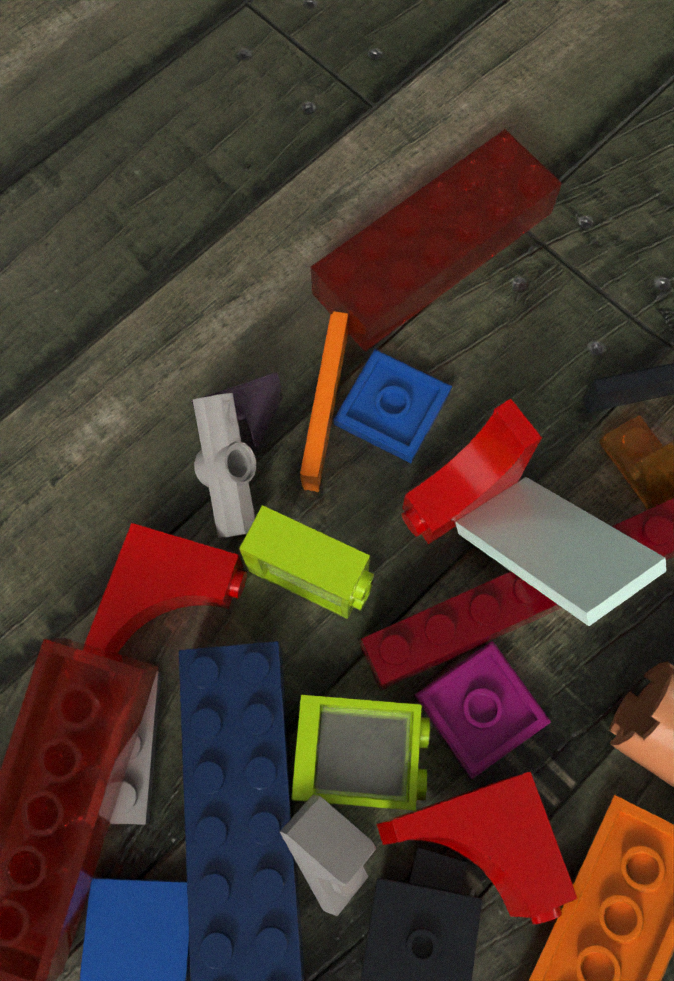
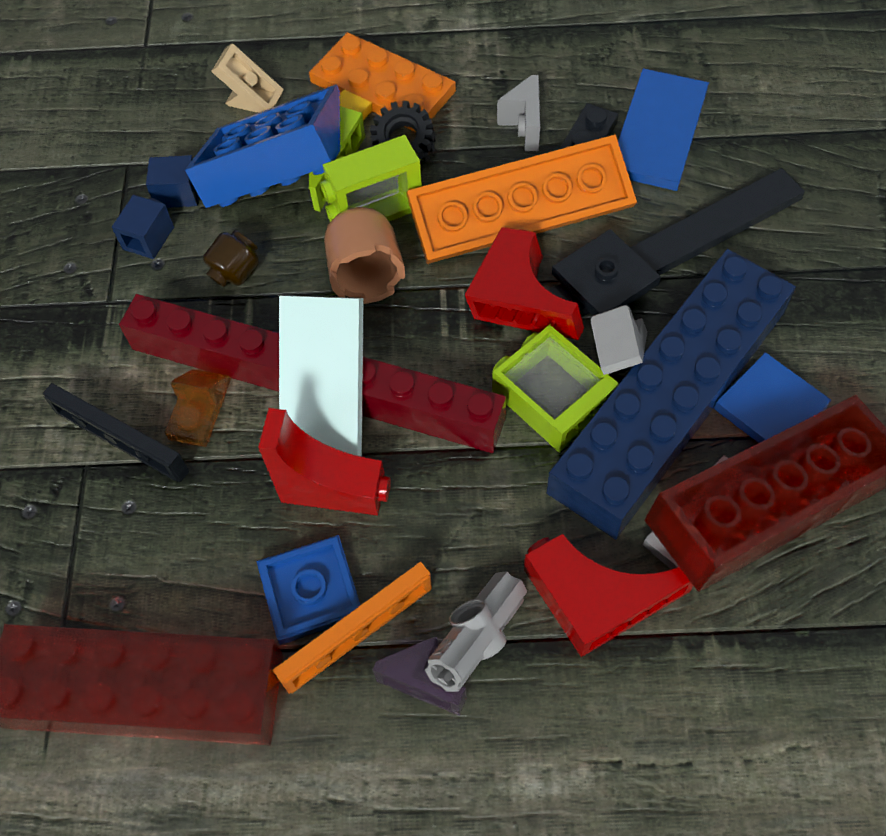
camera: 135 degrees left, 10 degrees down
(307, 562) = (485, 508): lime window -> none
(481, 709) = (457, 352): magenta tile -> none

